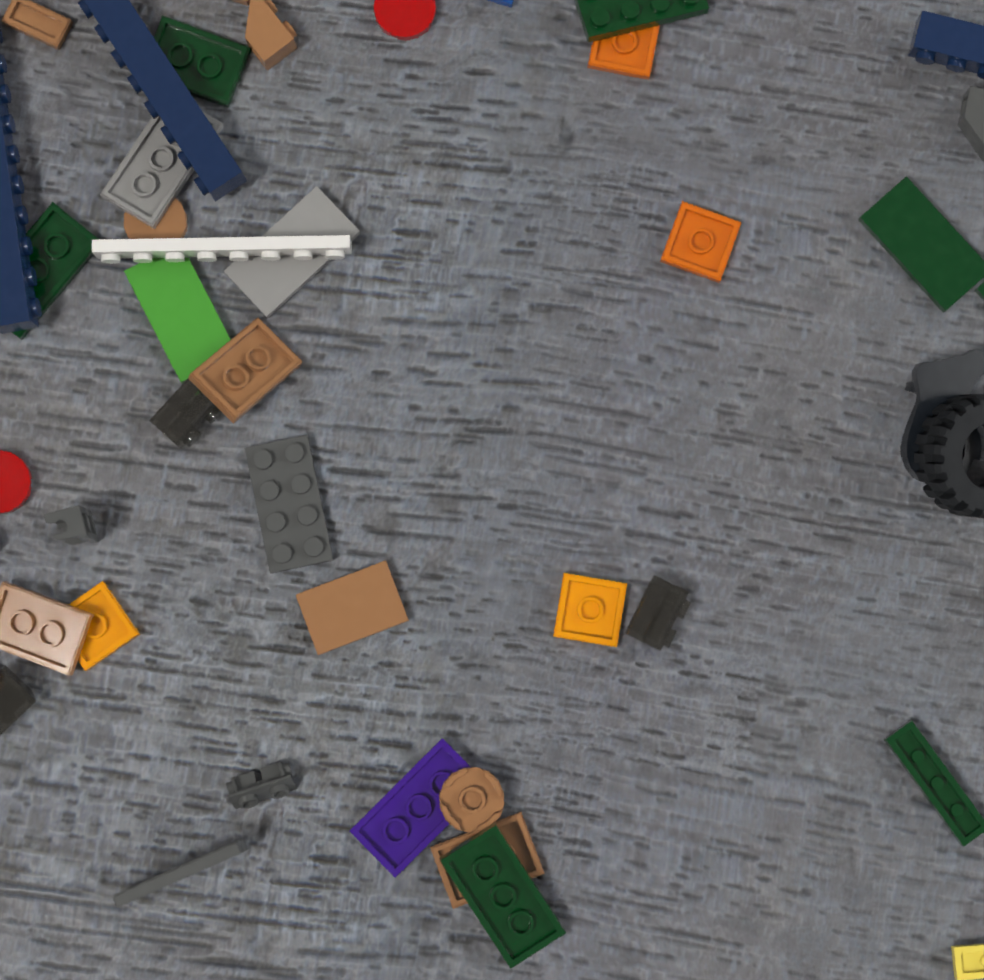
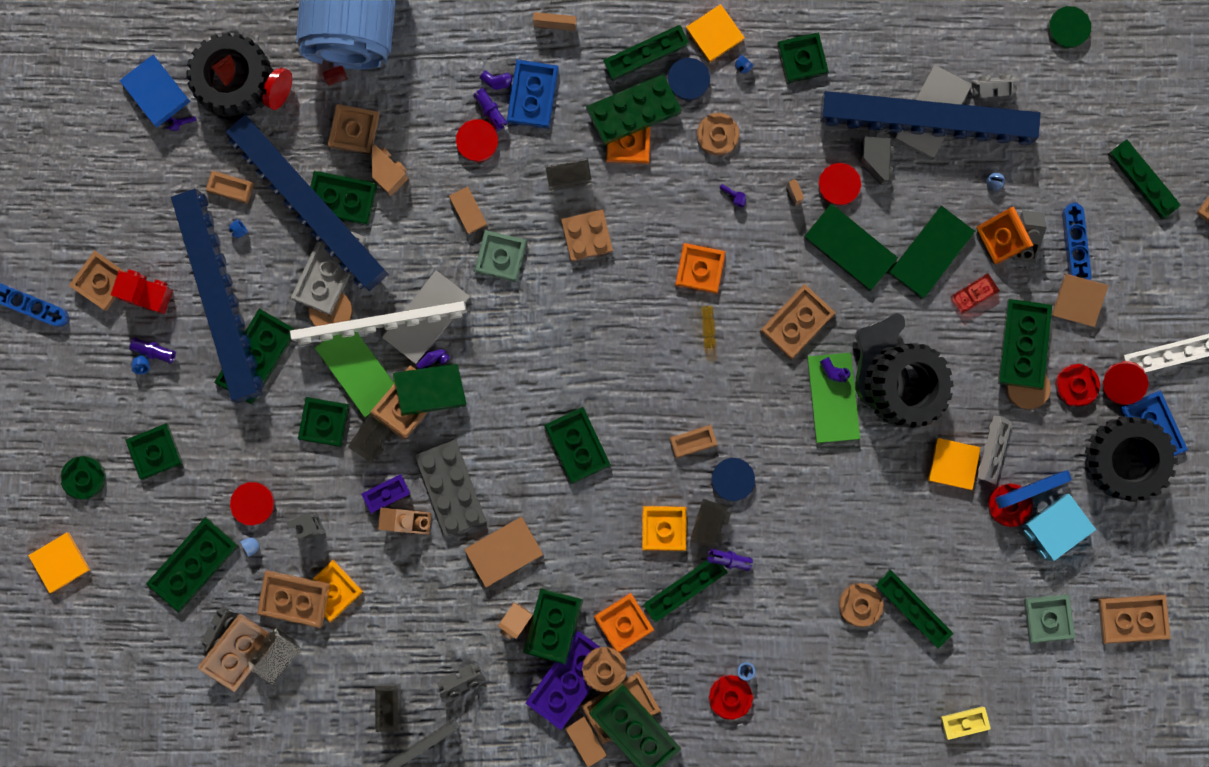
camera: 10 degrees left, 0 degrees up
(39, 83) = (238, 229): none -> blue hinge
(120, 380) = (323, 422): none -> dark green tile
(149, 805) = (388, 707): none -> clear smoke brick
(194, 497) = (386, 493): none -> dark purple plate
(215, 540) = (404, 521): none -> medium nougat slope
(280, 356) = (429, 389): none -> dark green tile
(292, 310) = (430, 357): none -> dark purple arm
(352, 709) = (514, 621): none -> medium nougat slope
(376, 107) = (468, 210): none -> medium nougat tile
(407, 726) = (553, 626): none -> dark green tile
(413, 180) = (500, 256): none -> sand green tile
(429, 900) = (586, 741): none -> medium nougat tile
(482, 470) = (577, 445): none -> dark green tile
(510, 738) = (624, 623): none -> orange tile
(530, 77) = (568, 175): none -> clear smoke brick
(543, 169) = (587, 235): none -> medium nougat plate
(607, 701) = (684, 589): none -> dark green plate
(649, 869) = (730, 697): none -> red tile
(652, 490) = (693, 441): none -> medium nougat tile
(672, 832) = (742, 669): none -> medium blue hinge
(679, 669) = (730, 559): none -> dark purple pin
(699, 328) = (708, 327): none -> clear yellow axle
(701, 554) = (733, 479): none -> dark blue tile
(756, 51) = (718, 134): none -> medium nougat tile
(774, 147) = (740, 197): none -> dark purple hand
(831, 340) = (797, 321): none -> medium nougat tile
(856, 152) = (795, 192): none -> medium nougat tile
(860, 765) = (861, 605): none -> medium nougat tile
(866, 458) = (833, 401): none -> bright green tile
(872, 422) = (834, 373): none -> dark purple arm
(922, 150) = (839, 184): none -> red tile

